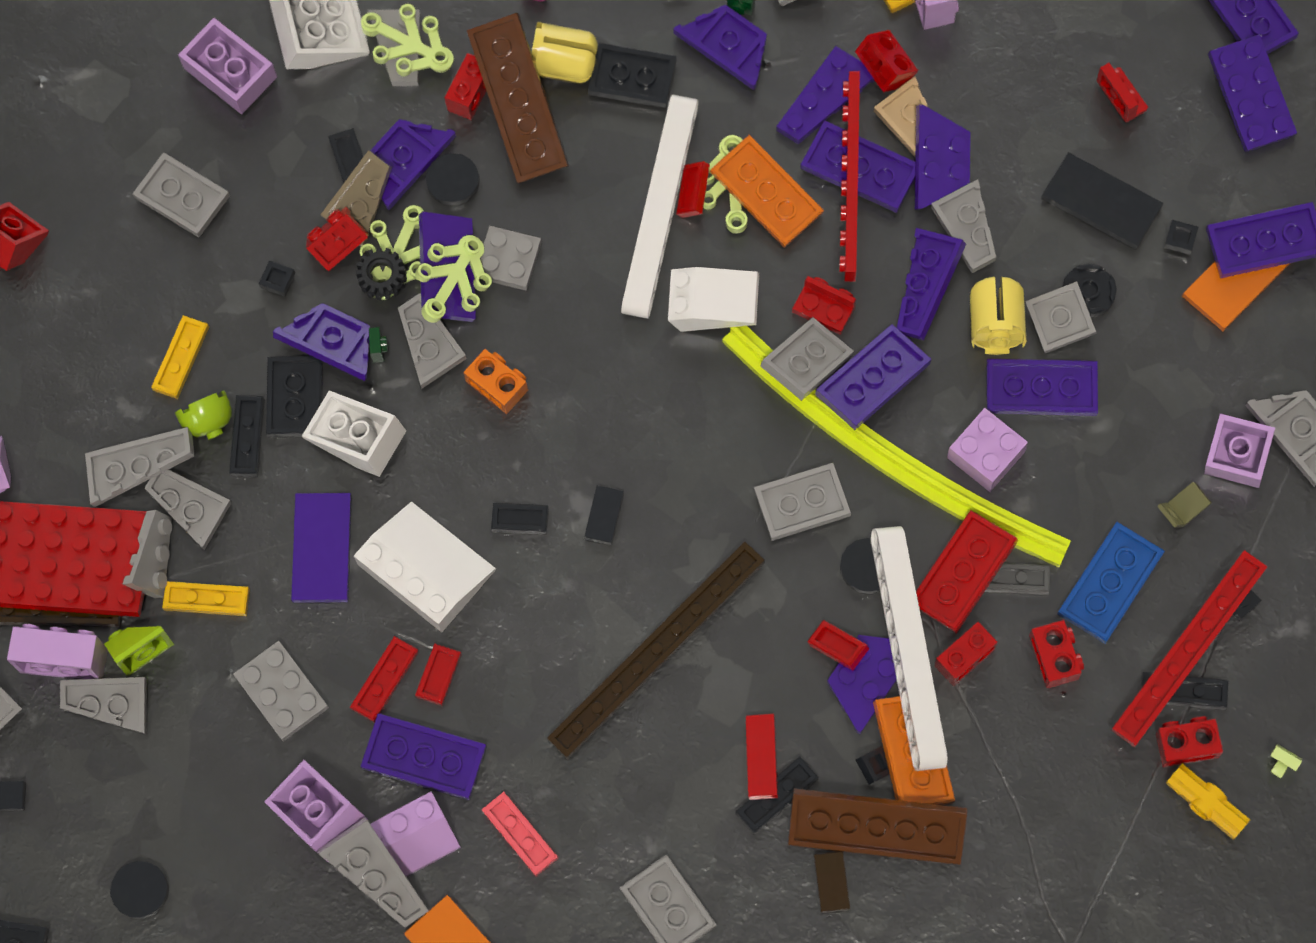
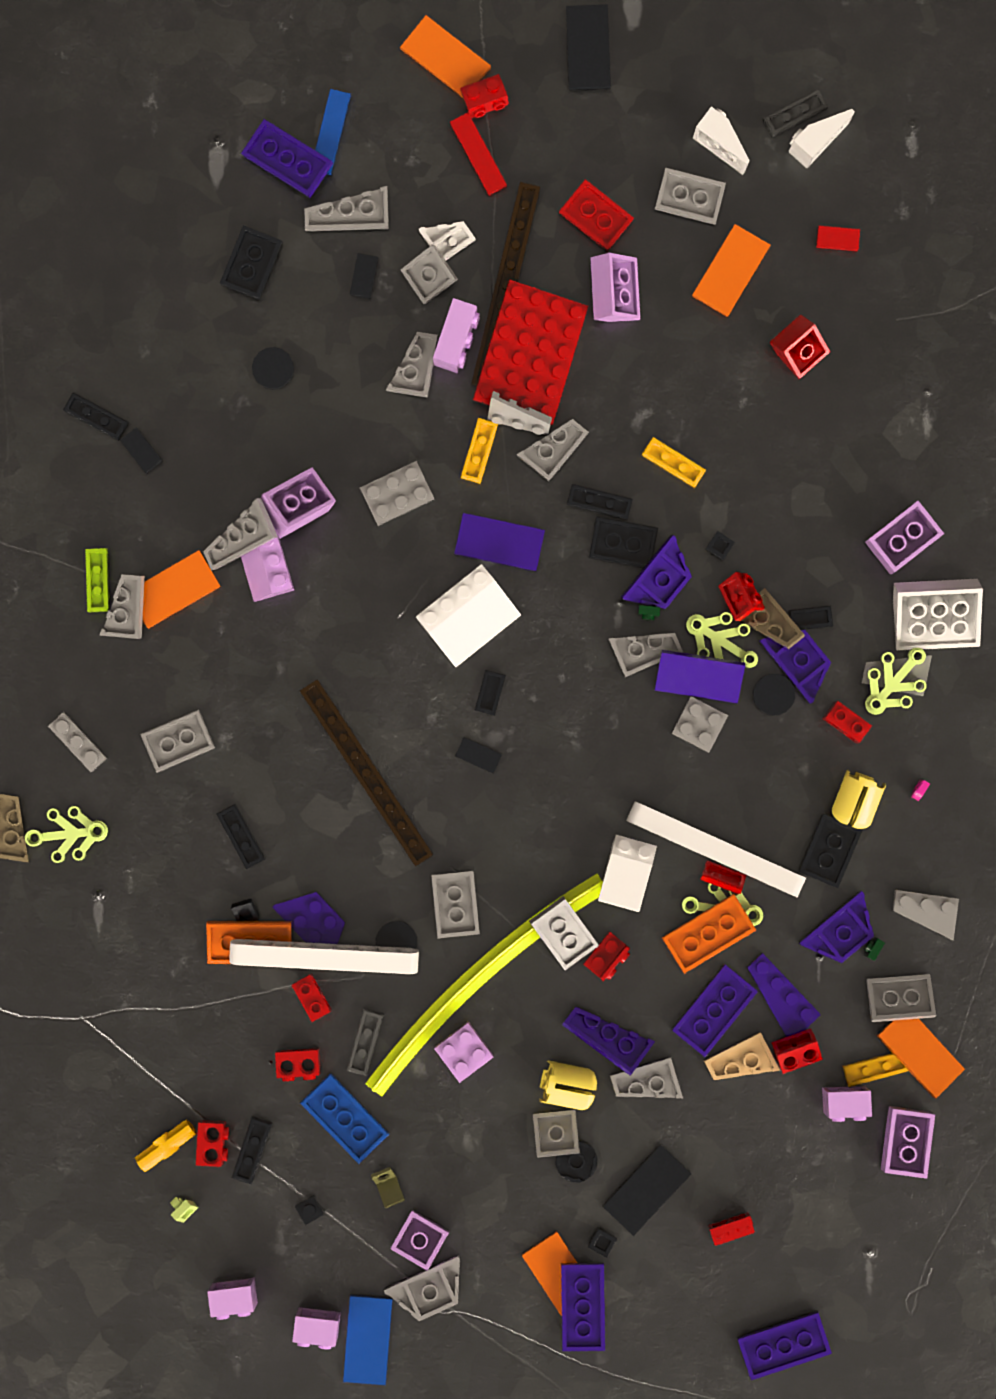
camera: 95 degrees right, 15 degrees up
(132, 463) = (592, 410): light grey wing -> none
(137, 646) = (451, 391): lime slope -> none
(181, 194) = (805, 484): light grey plate -> none
(206, 415) = (618, 473): lime cylinder -> none
(355, 432) = (581, 581): white slope -> none
(384, 679) = (389, 570): red tile -> none
(385, 288) = (711, 615): black tyre -> none
(423, 756) = (324, 587): dark purple plate -> none
(438, 674) = (384, 610): red tile -> none
(456, 274) = (688, 681): yellowish green plant -> none
(491, 384) = (597, 691): orange brick -> none
(517, 98) = (824, 757): reddish brown plate -> none
(519, 834) = (253, 646): coral tile -> none
(761, 756) = (269, 831): red tile -> none
(831, 882) = (169, 861): dark brown tile -> none
(838, 645) = (339, 905): red tile -> none
(849, 187) = (713, 1002): red plate -> none
(873, 377) = (539, 979): dark purple plate -> none
(877, 826) = (198, 903): reddish brown plate -> none
(940, 158) = (705, 1073): dark purple wing -> none
(964, 571) = (374, 1011): red tile -> none
(1042, 387) = (507, 1105): dark purple tile -> none
(1189, 648) = (278, 1162): red plate -> none
(1252, 93) = (708, 1329): dark purple plate -> none

